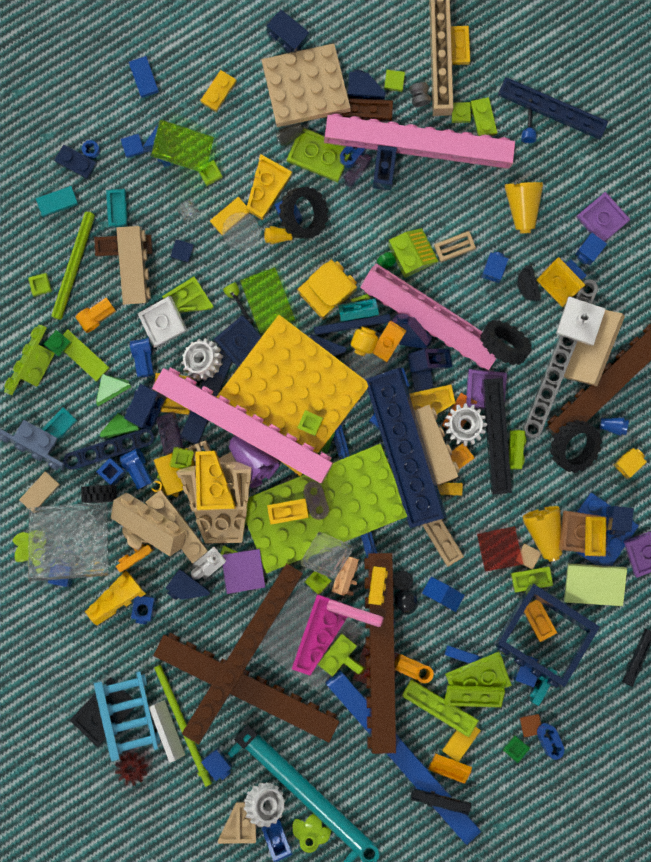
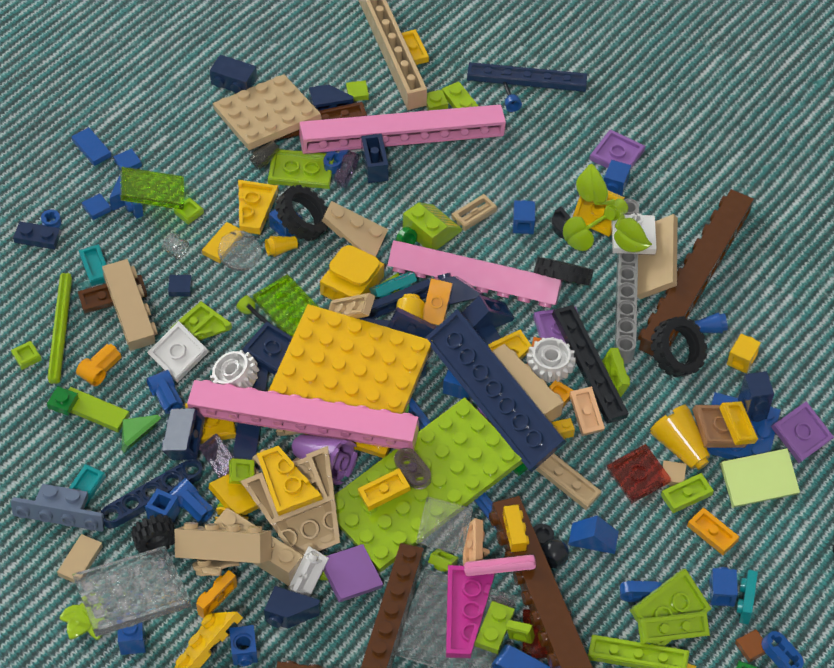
camera: 20 degrees left, 30 degrees down
(32, 363) = (38, 429): lime bracket -> none
(57, 201) = (25, 274): teal tile -> none
(118, 426) = (158, 465): bright green slope -> none
(171, 103) = (127, 159): none -> blue tile
(218, 91) = (175, 140): yellow plate -> none
(310, 423) = (379, 391): lime plate -> none
(313, 328) = (353, 306): none -> tan tile
(346, 241) = (355, 228): none -> tan wing
(359, 361) = (410, 323): none -> dark blue plate
(412, 668) = (590, 618): light orange piece -> none
(420, 94) = (386, 91): flat silver wheel -> none
(478, 481) = (586, 411): none -> light nougat plate
(524, 204) = (531, 152): yellow cone -> none
(553, 287) = (629, 232): none -> lime plant
(560, 608) = (736, 507): dark blue window -> none

